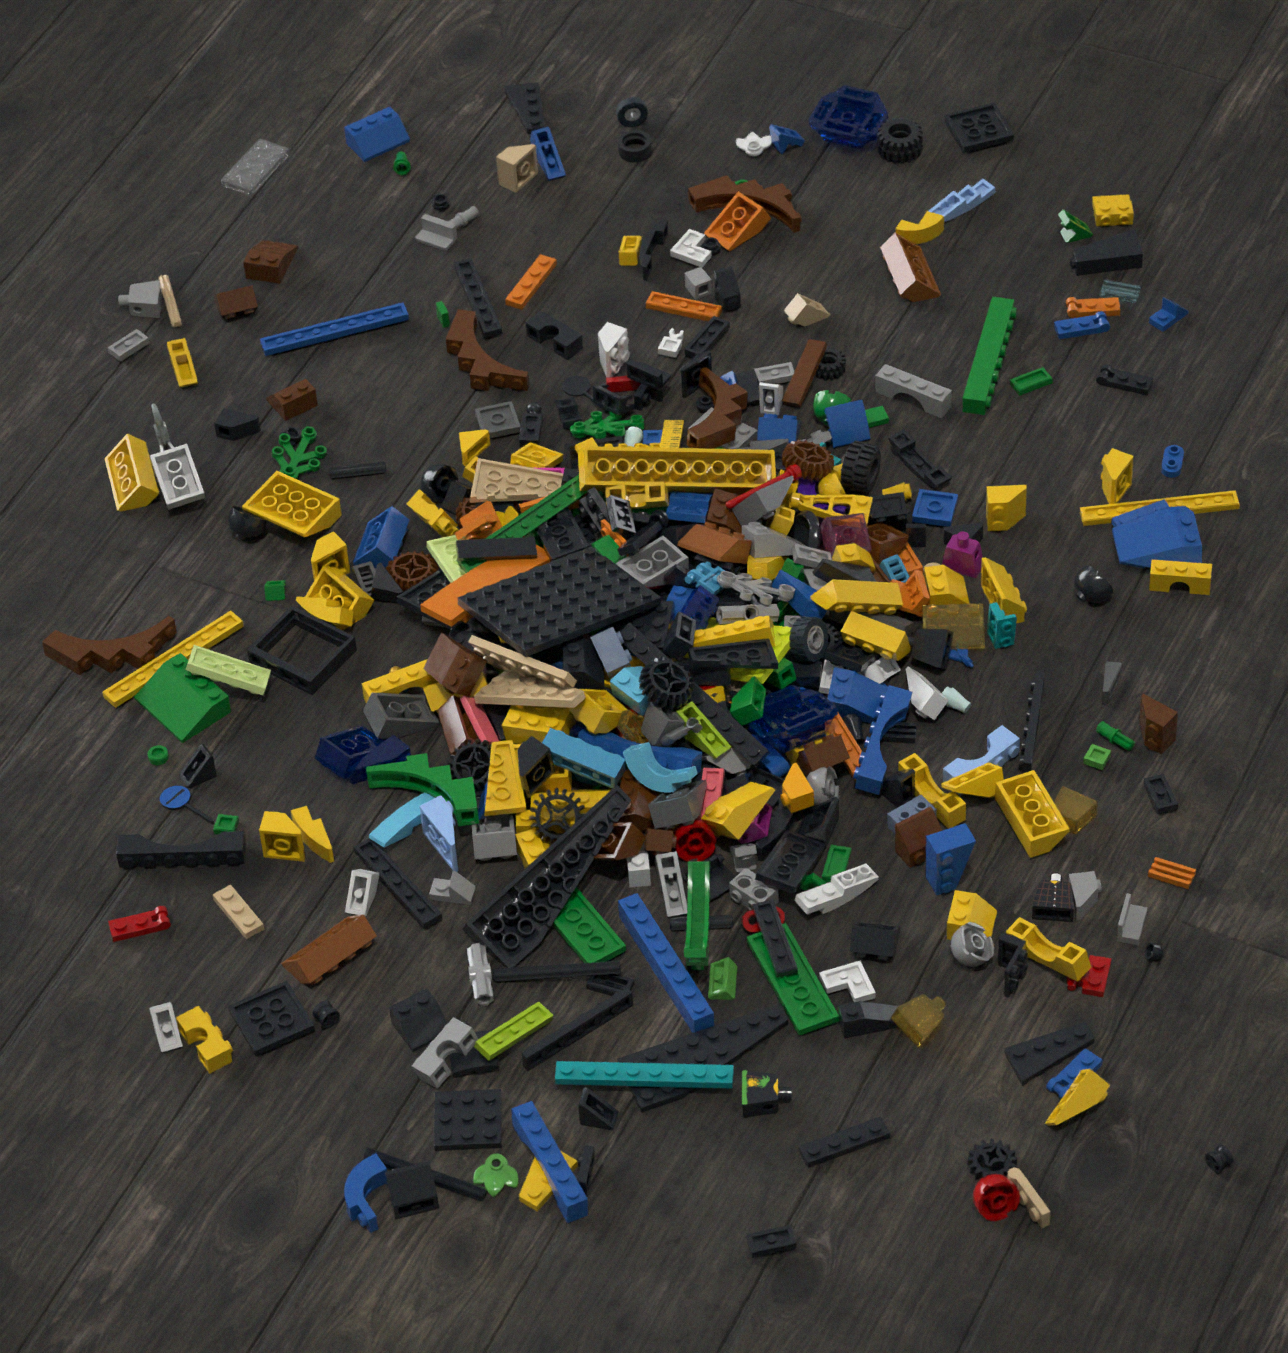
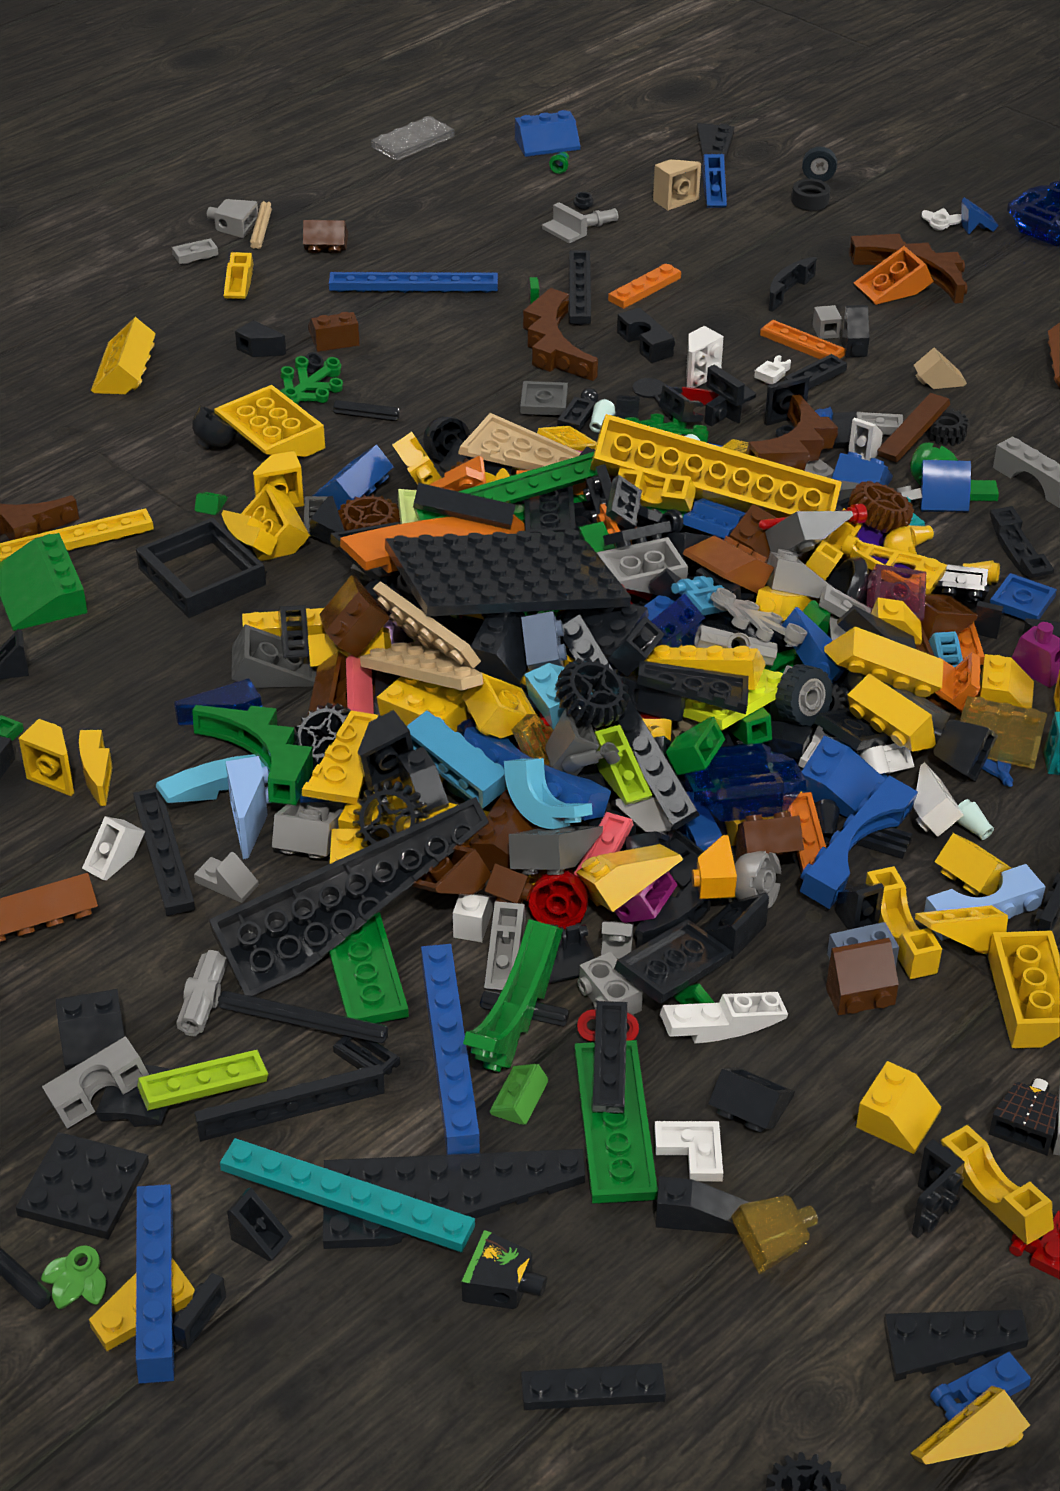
camera: 15 degrees right, 5 degrees down
(174, 468) = (164, 359): white slope -> none
(228, 670) = (100, 563): yellowish green plate -> none
(269, 261) = (378, 212): reddish brown slope -> none
(345, 748) = (182, 678): clear blue slope -> none
(411, 672) = (293, 611): none -> black slope
(473, 444) = (508, 409): yellow slope -> none
(551, 425) = (600, 410): none -> light aqua cone
(564, 775) = (420, 772): none -> black slope
(630, 250) = (762, 280): yellow slope -> none
(689, 249) = (833, 291): white plate -> none
(711, 244) = (856, 294): black plate -> none
(836, 861) = (740, 978): green tile -> none
(860, 467) = (944, 530): black tyre -> none
(947, 857) = (891, 1011): blue wedge -> none
(965, 735) = (972, 865): none -> yellow slope
(971, 945) = (886, 1146): light grey cylinder -> none

